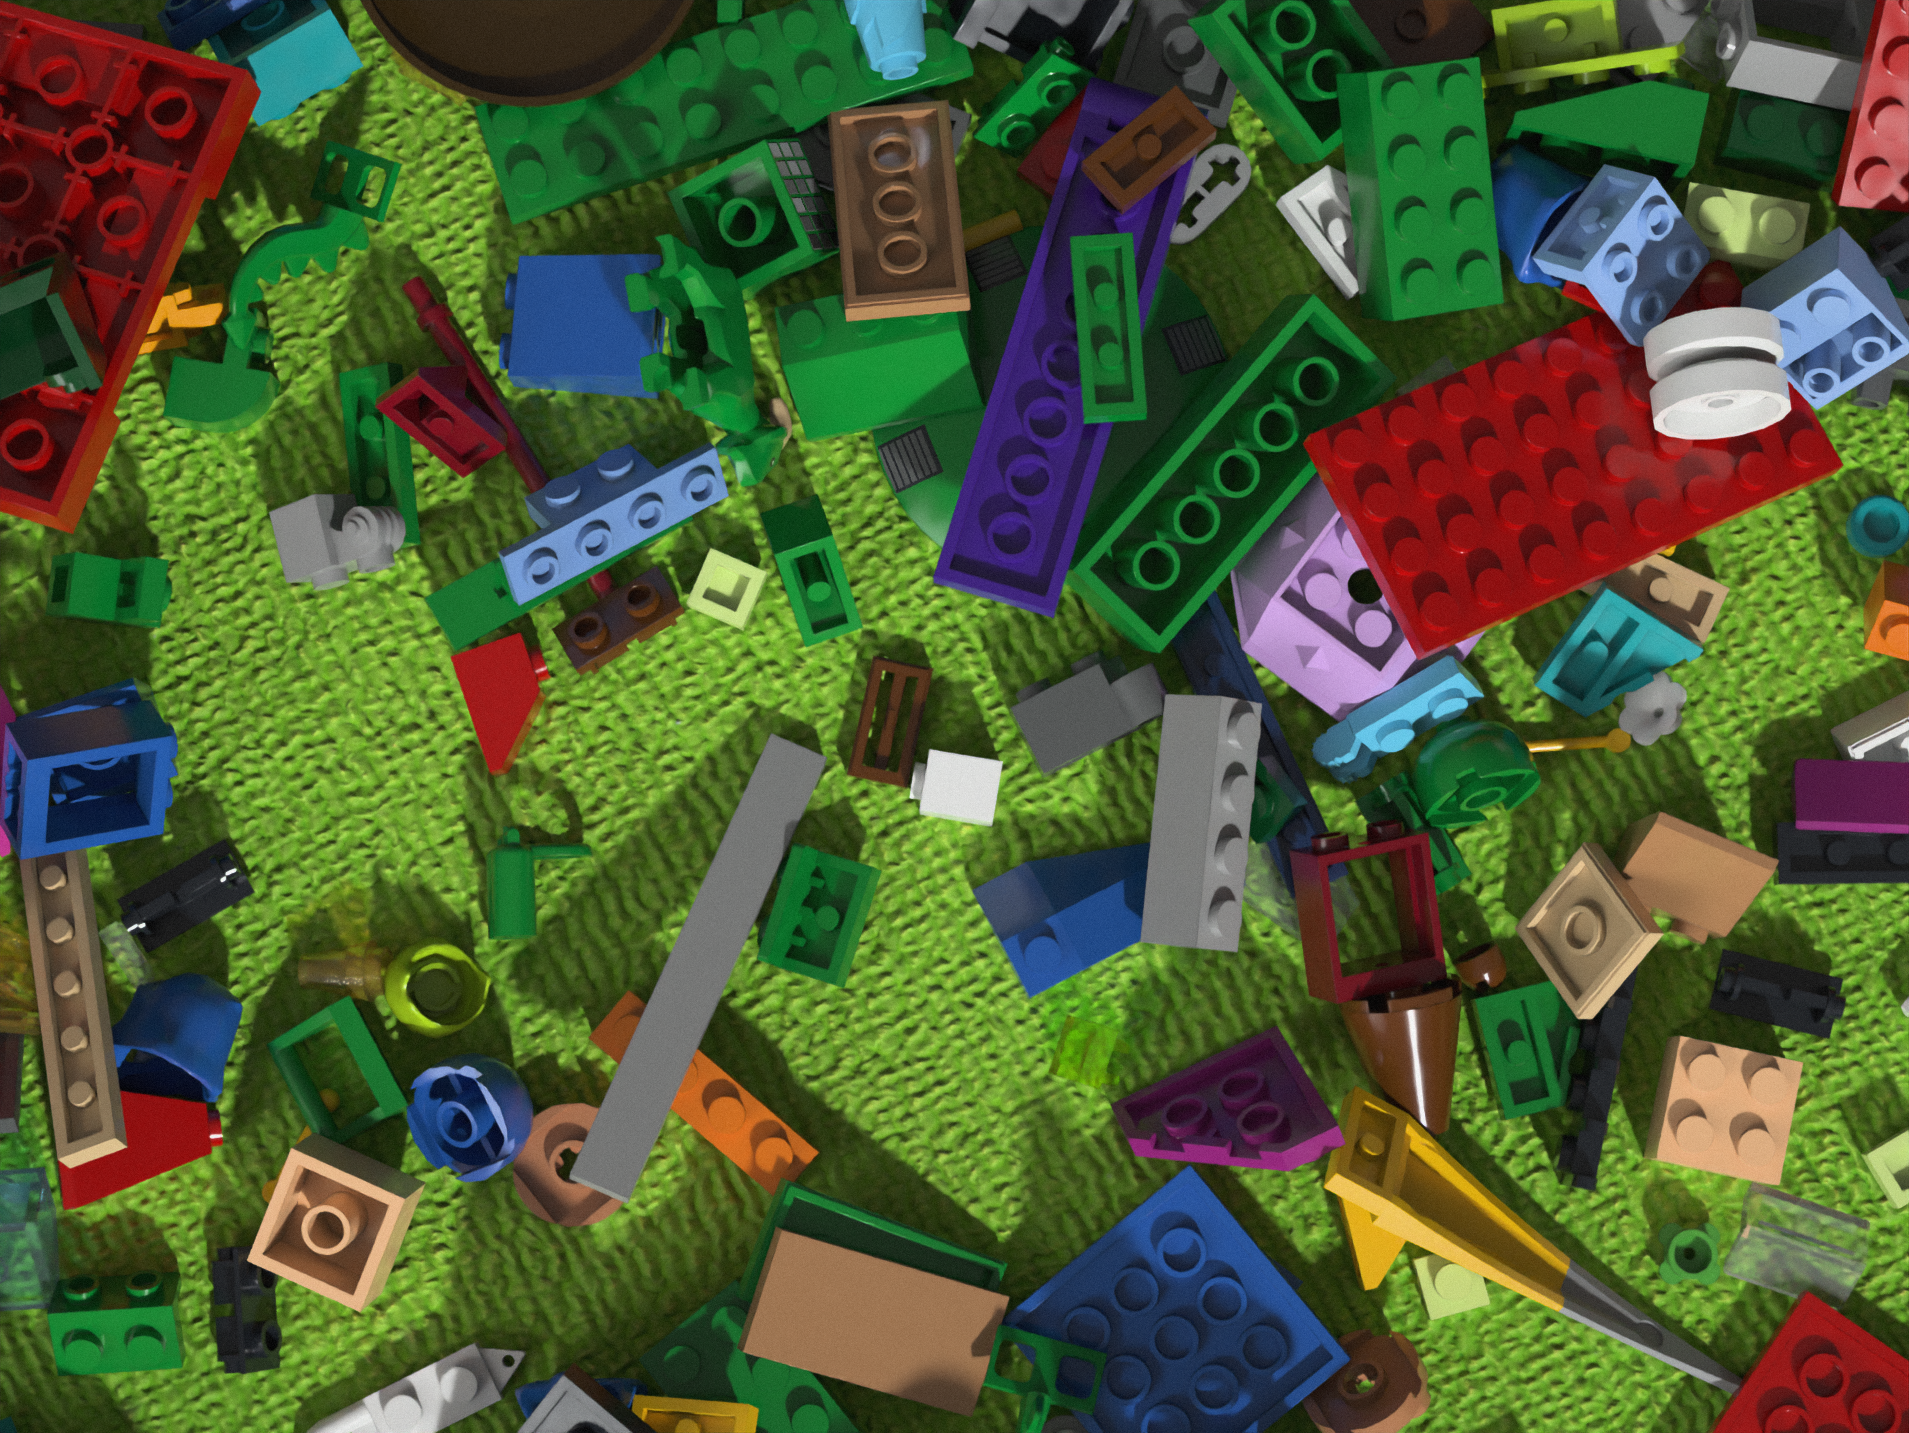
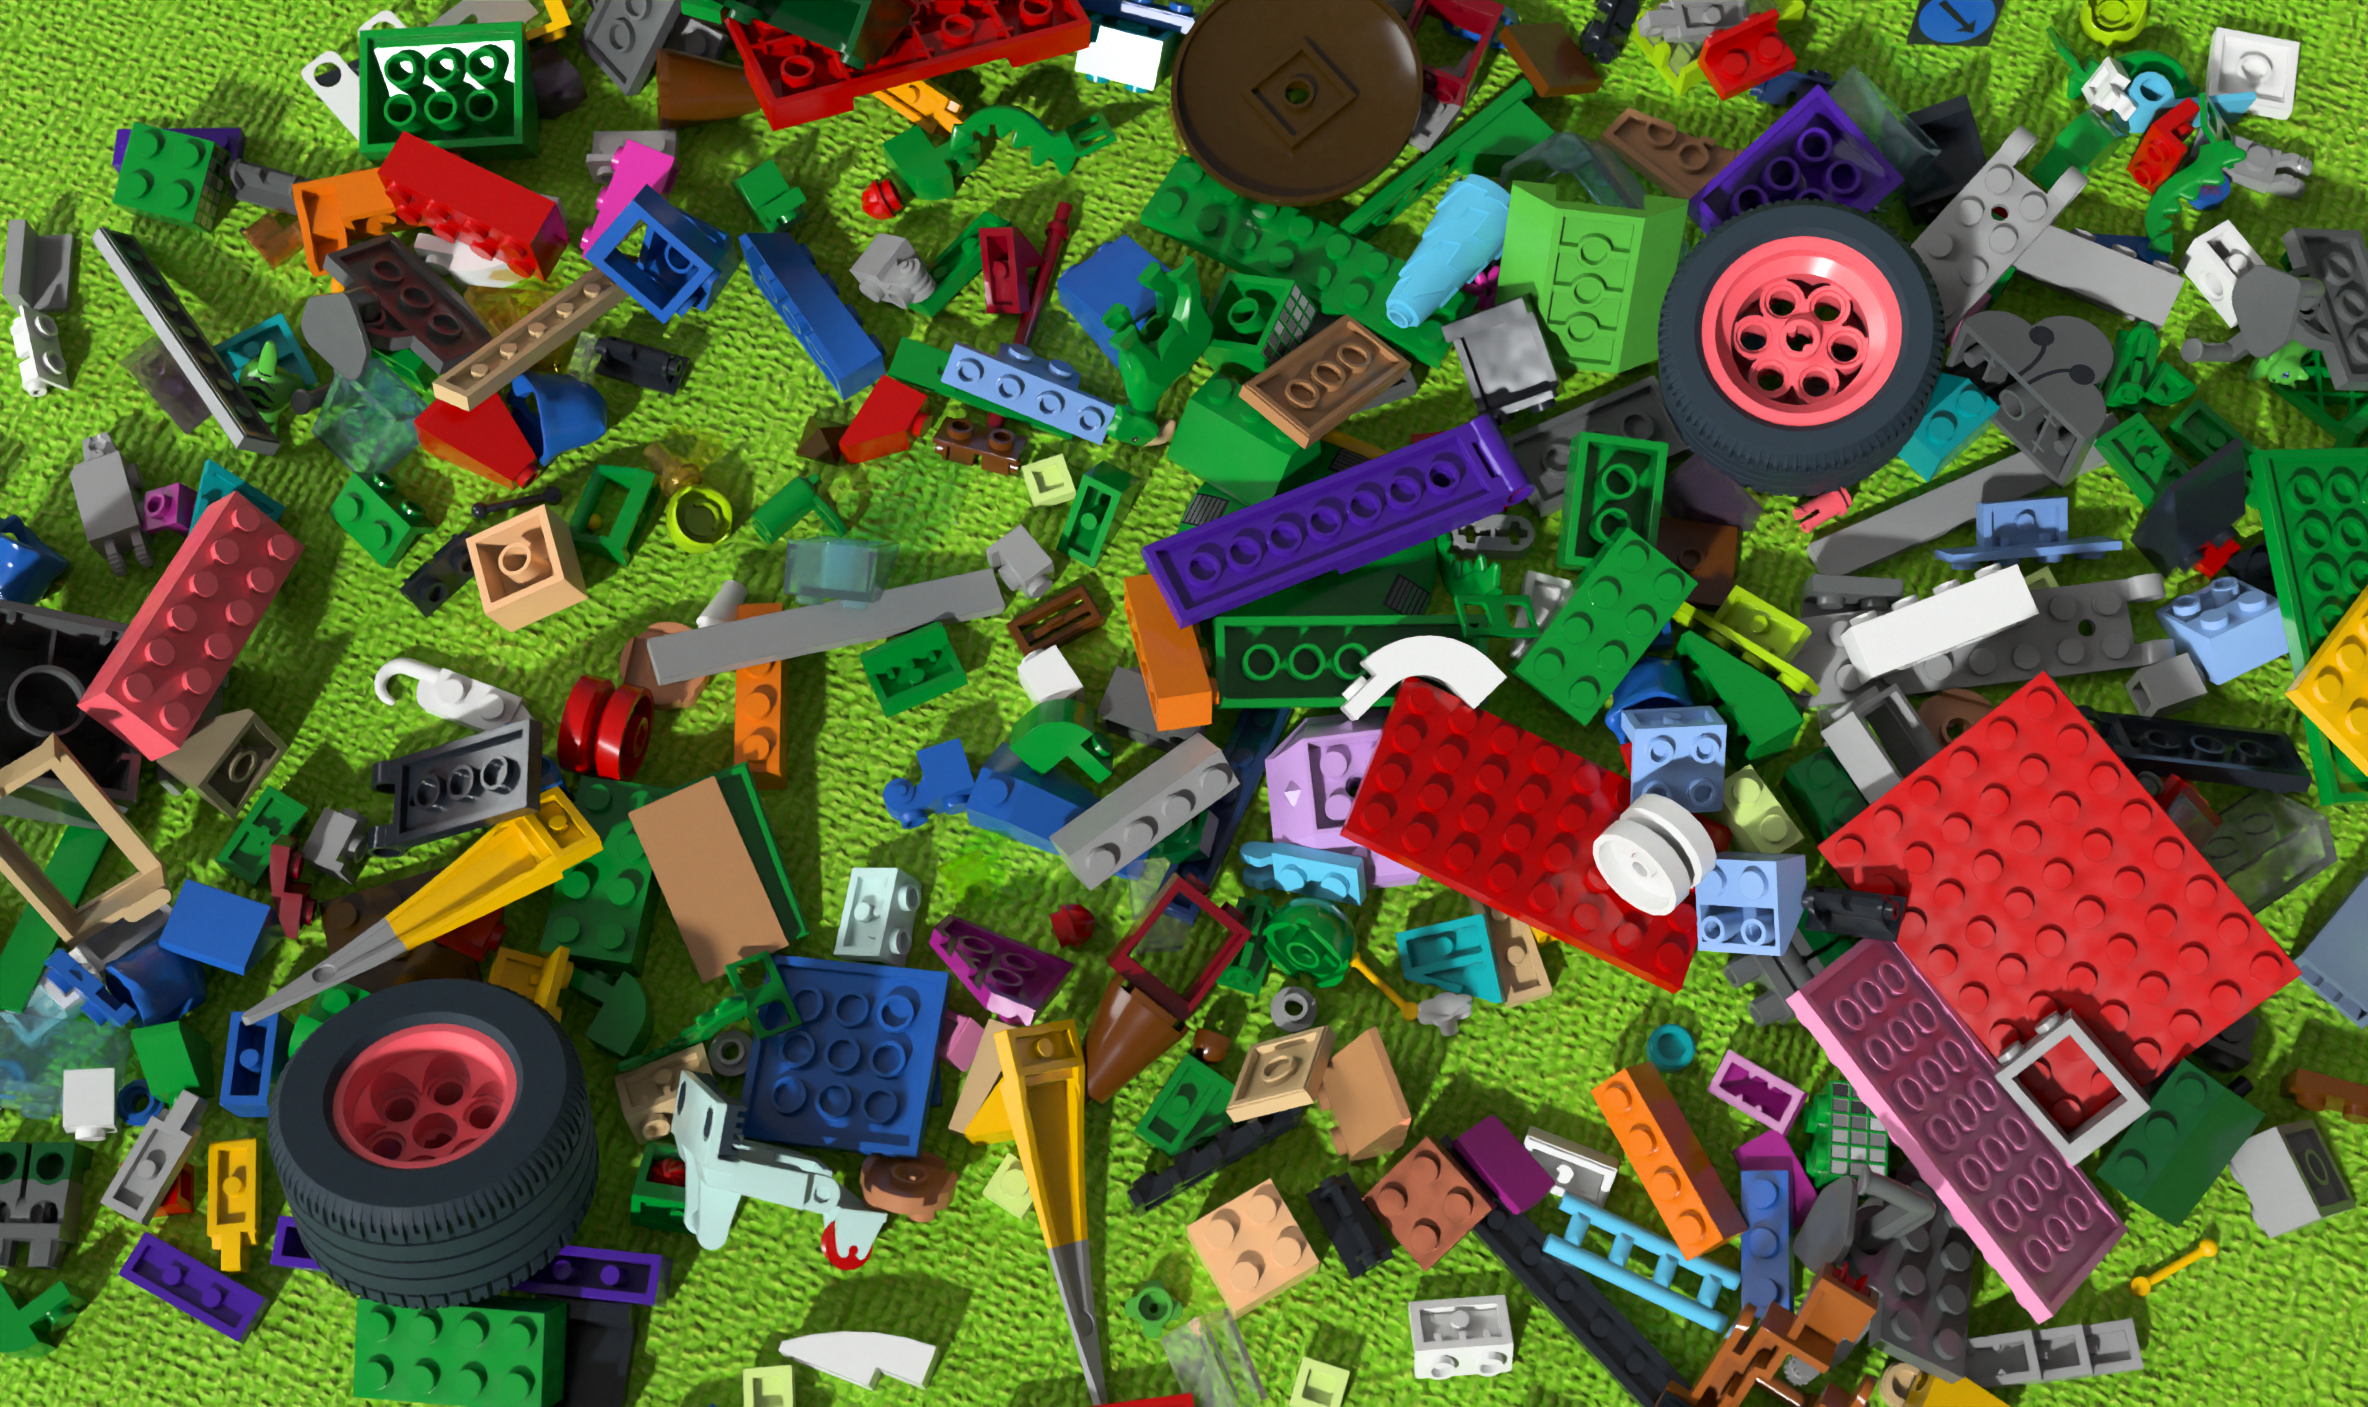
camera: 50 degrees right, 15 degrees down
(221, 470) = (882, 199): none -> red plate
(254, 1119) = (551, 495): none -> black hinge
(299, 661) = (813, 311): none -> blue wedge
(454, 779) = (821, 440): none -> dark brown slope
(470, 1115) = (645, 586): blue cylinder -> none
(570, 1056) = (724, 604): none -> white cone
(613, 1286) = (605, 728): none -> red wheel
(647, 896) = (838, 570): none -> clear light blue slope
(799, 699) = (1022, 563): none -> light grey brick
(972, 989) = (943, 787): none -> blue brick
(1029, 106) = (1452, 404): green hinge -> none
(1030, 830) = (1062, 730): none -> green brick
(1053, 1180) = (878, 916): none -> light aqua bracket
(1067, 656) = (1169, 658): none -> orange brick
(1108, 328) = (1361, 520): green plate -> none
(1149, 149) = (1478, 464): reddish brown plate -> none
(1237, 993) = (1072, 925): none -> red plate
(1255, 1206) = (959, 1040): none -> bright pink slope
(1281, 267) = (1481, 587): none -> green piece
(1301, 411) = (1442, 659): none -> white arch
(1317, 1222) = (981, 1079): none -> tan piece
(1502, 865) = (1291, 1023): none -> light grey plate
(1829, 901) = (1428, 1202): none -> plate

